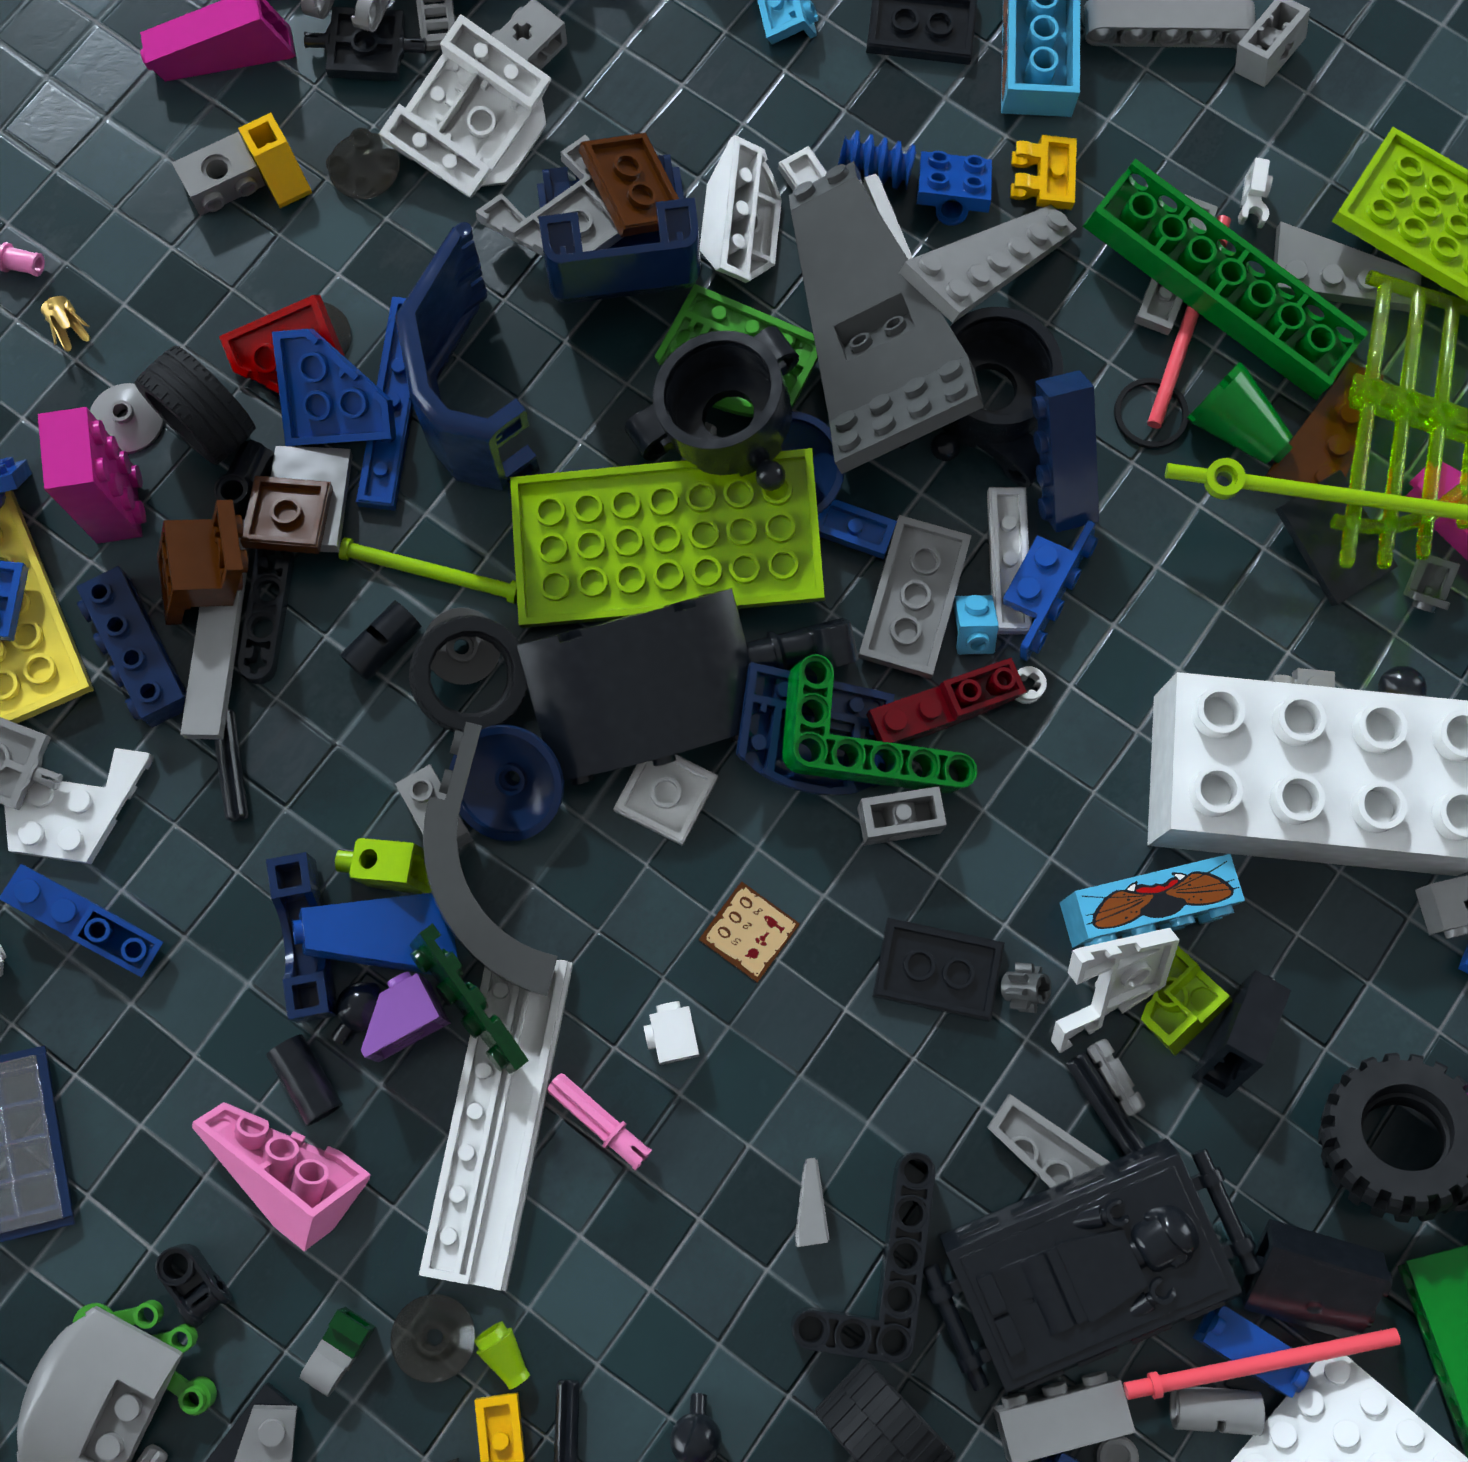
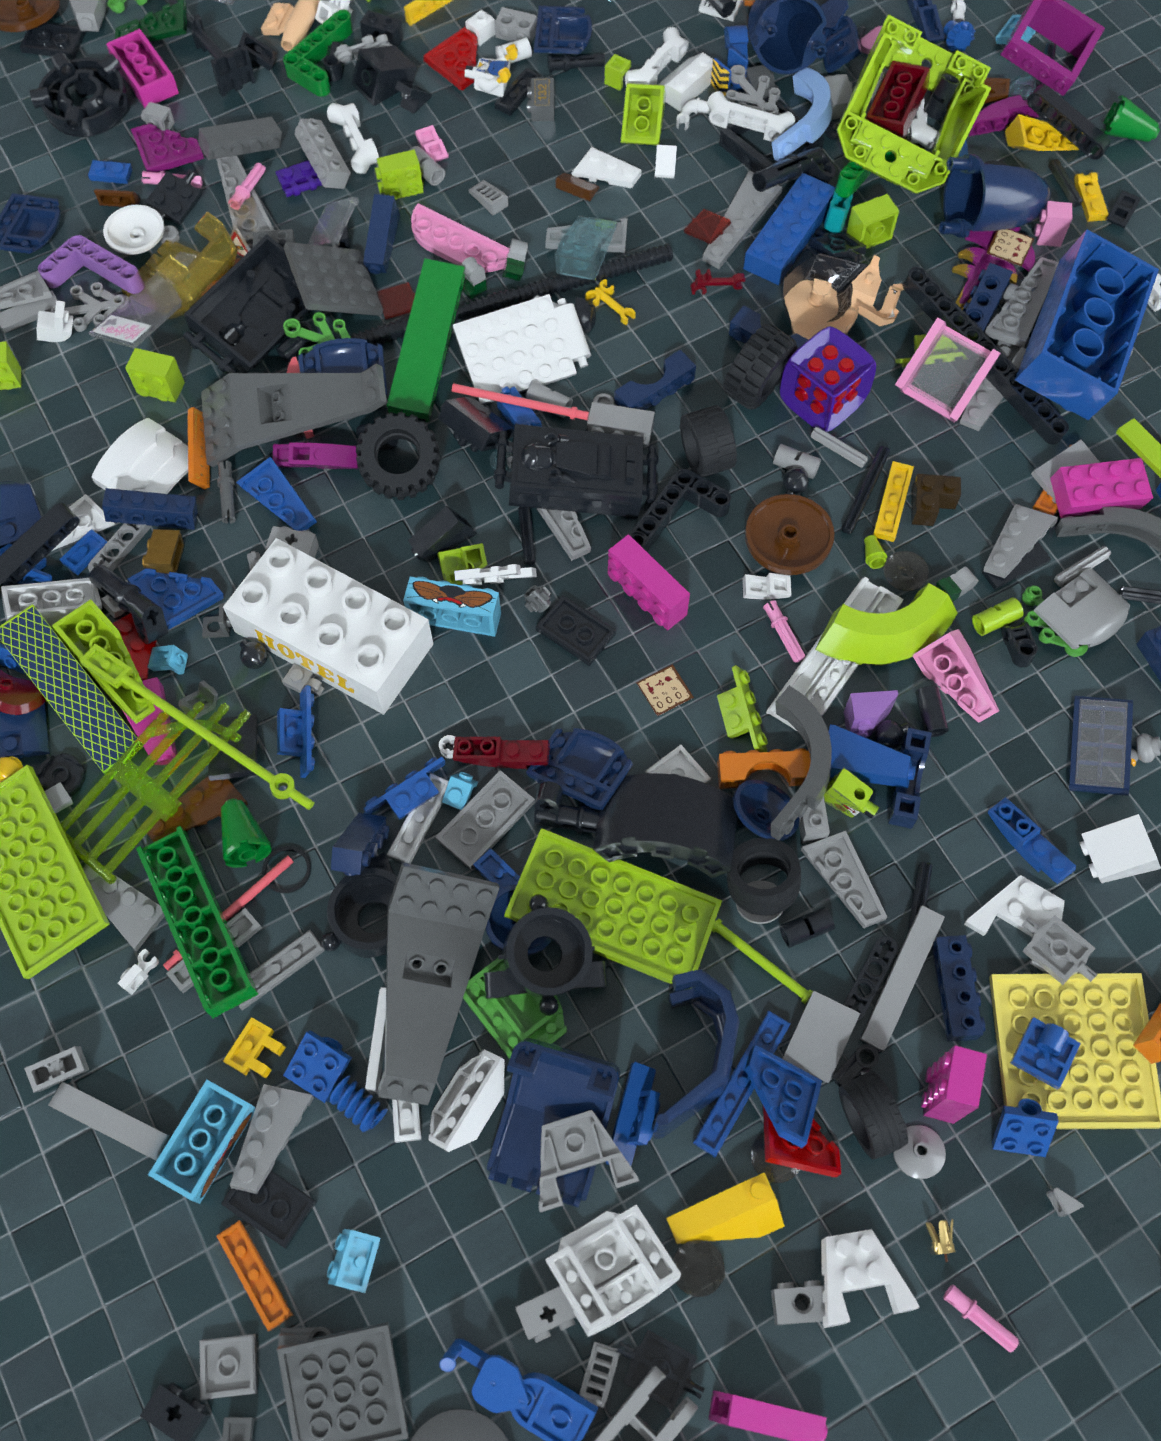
camera: 150 degrees left, 10 degrees down
(164, 241) = (859, 1263): none -> white wing
(201, 562) = (901, 1010): reddish brown bracket -> none
(245, 1319) = (997, 616): none -> lime pin
(275, 160) = (759, 1292): yellow slope -> none
(286, 514) = (837, 1023): reddish brown tile -> none
(343, 246) = (736, 1213): none -> yellow wedge
(349, 743) = (845, 874): none -> light grey wing
(414, 1185) = (890, 635): none -> lime brick
(468, 998) = (830, 694): dark green wing -> none
(517, 300) = (636, 1111): none -> blue bracket
(579, 839) = (737, 767): none -> orange arch
(612, 942) = (740, 712): none -> lime bracket
(628, 180) = (525, 1156): reddish brown tile -> none
(662, 1197) = (770, 587): none -> white slope
(662, 1314) = (789, 534): none -> reddish brown dish
(671, 1033) = (729, 652): white brick -> none
(811, 1216) = (698, 545): light grey slope -> none
(859, 751) = (563, 738): green beam -> none
(862, 1094) = (647, 582): none -> dark pink brick
(901, 816) = (557, 702): light grey brick -> none
(969, 93) = (271, 1126): none -> light grey wing
(978, 266) = (347, 979): light grey wing -> none
(1077, 288) = (284, 965): none -> light grey tile
(1116, 1077) = (514, 545): light grey axle -> none
(1265, 599) = (295, 732): none -> blue bracket

